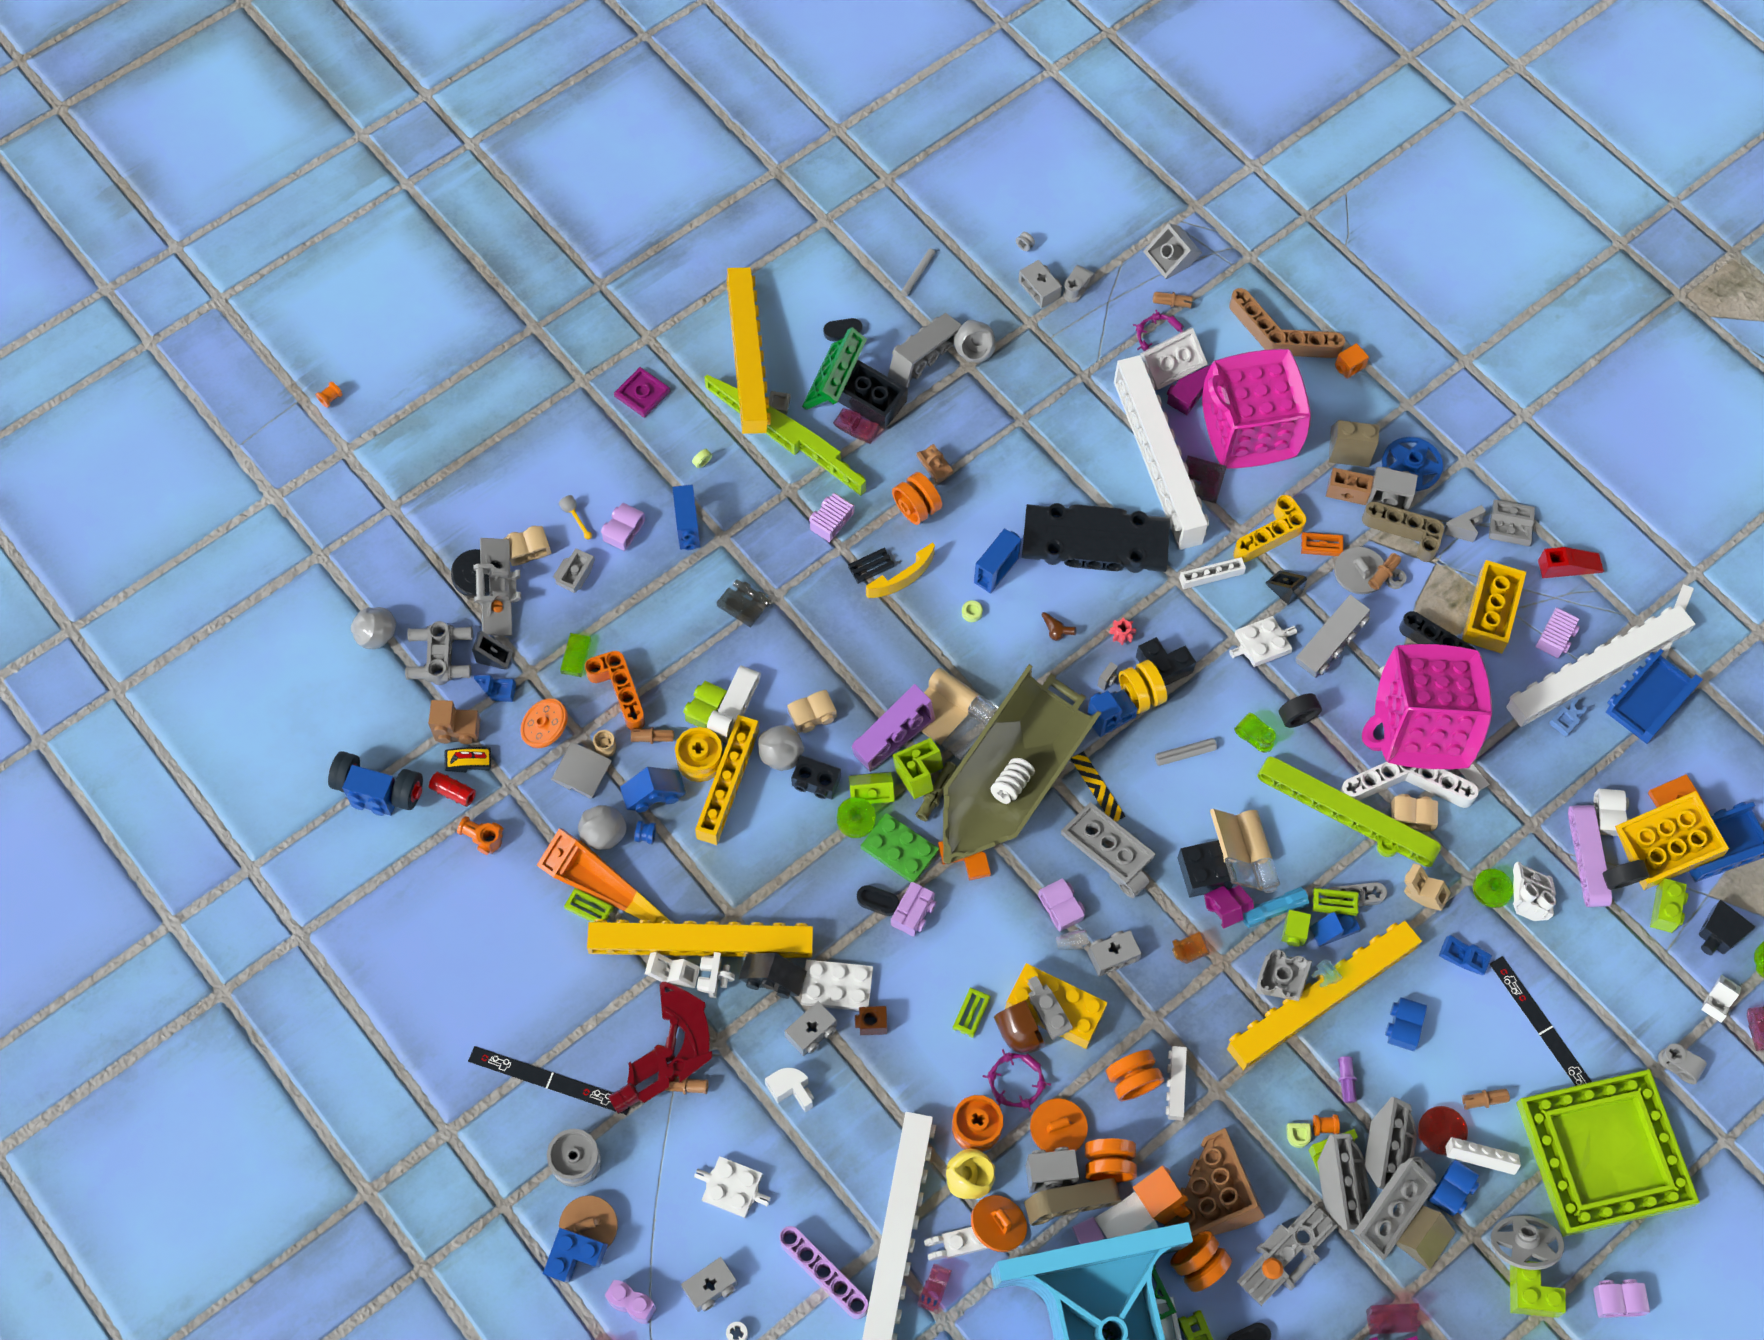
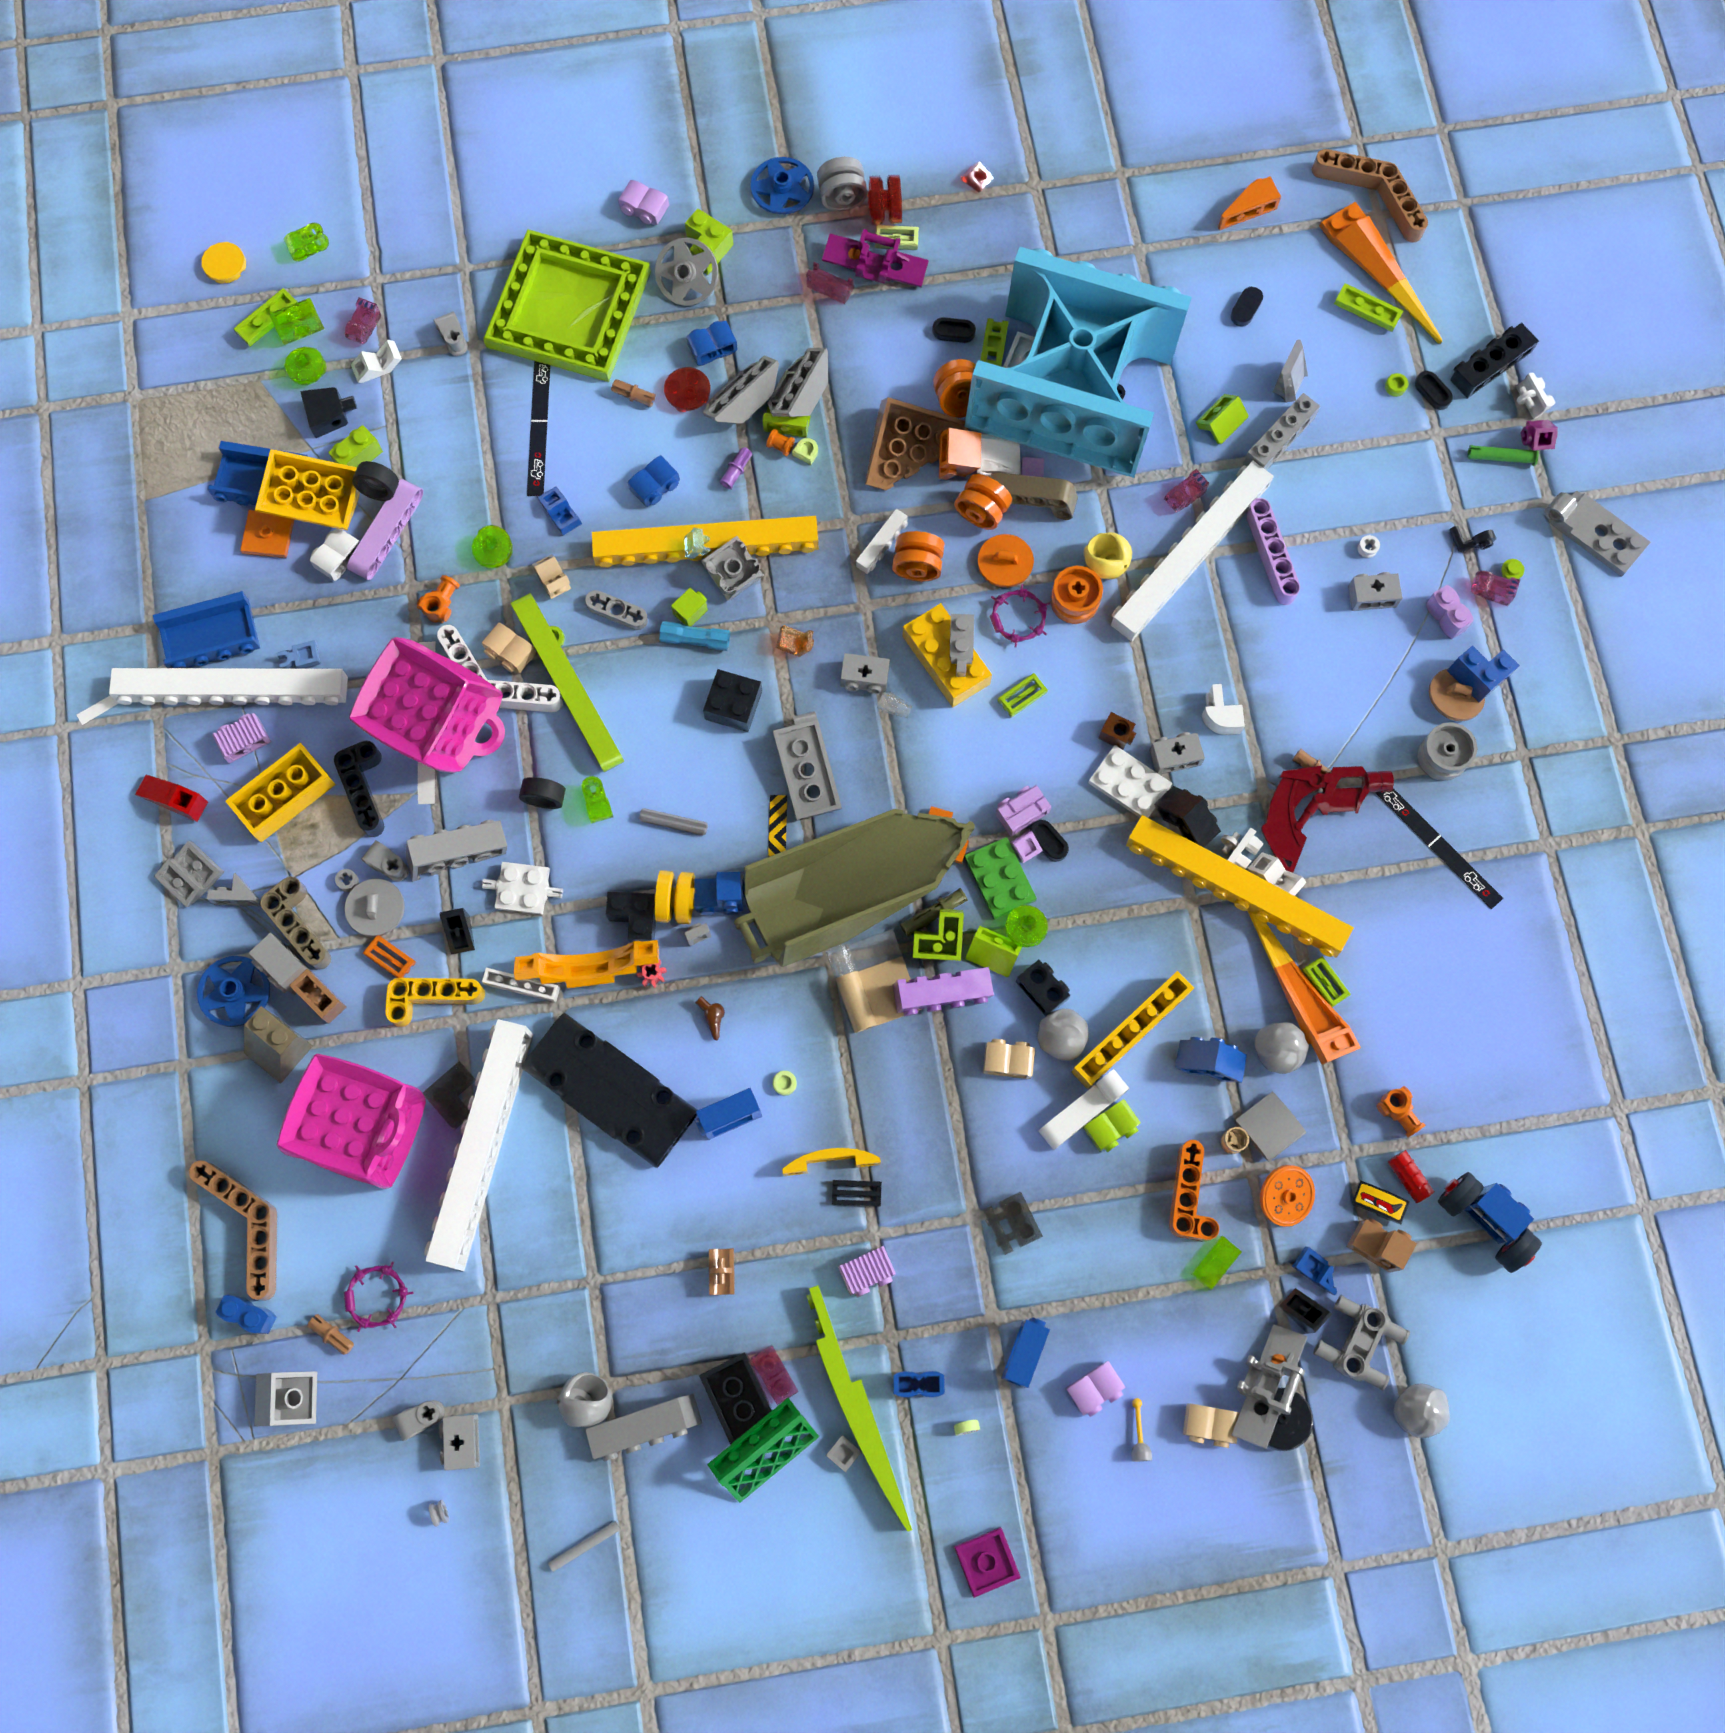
camera: 150 degrees left, 10 degrees up
(574, 570) = (1175, 1364): light grey slope -> none
(645, 832) = (1238, 1023): blue wheel -> none
(651, 735) = (1181, 1124): medium nougat axle -> none
(698, 754) = (1157, 1063): yellow wheel -> none
(732, 1187) = (1315, 661): white plate -> none
(747, 351) = (844, 1541): yellow brick -> none
(751, 463) = (911, 1384): none -> blue brick
(837, 329) = (716, 1514): black tile -> none
(893, 882) = (1026, 846): none -> lavender tile
(917, 498) = (771, 1233): orange wheel -> none
(955, 1244) = (1144, 518): white hinge -> none
(998, 1223) = (1103, 511): orange shield -> none
(1012, 780) = (861, 869): white piece -> none
(1019, 1028) = (993, 645): reddish brown brick -> none
(1051, 1169) = (1037, 521): light grey brick -> none
(1061, 904) = (884, 740): lavender brick -> none
(1174, 358) = (385, 1252): white plate -> none
(1175, 607) = (587, 968): none -> light orange piece
(1187, 391) = (396, 1206): magenta slope -> none
(1229, 904) = (734, 655): magenta piece -> none
(1231, 278) = (249, 1317): none -> blue brick
(1246, 850) = (687, 693): tan door -> none
(1280, 1248) = (884, 370): light grey piece -> none
(1334, 928) = (655, 592): blue slope -> none
(1335, 893) = (653, 618): lime tile -> none
(1351, 361) = (201, 1142): orange brick -> none
(1380, 603) = (383, 861): none -> light grey piece
(1384, 571) = (354, 886): medium nougat axle -> none
(1407, 1189) = (779, 344): light grey hinge -> none
(1426, 1236) = (762, 327): dark tan slope -> none
(1483, 1155) = (671, 350): white piece -> none
(1499, 822) = (438, 598): none -> orange connector
(1533, 893) = (460, 523): white slope -> none

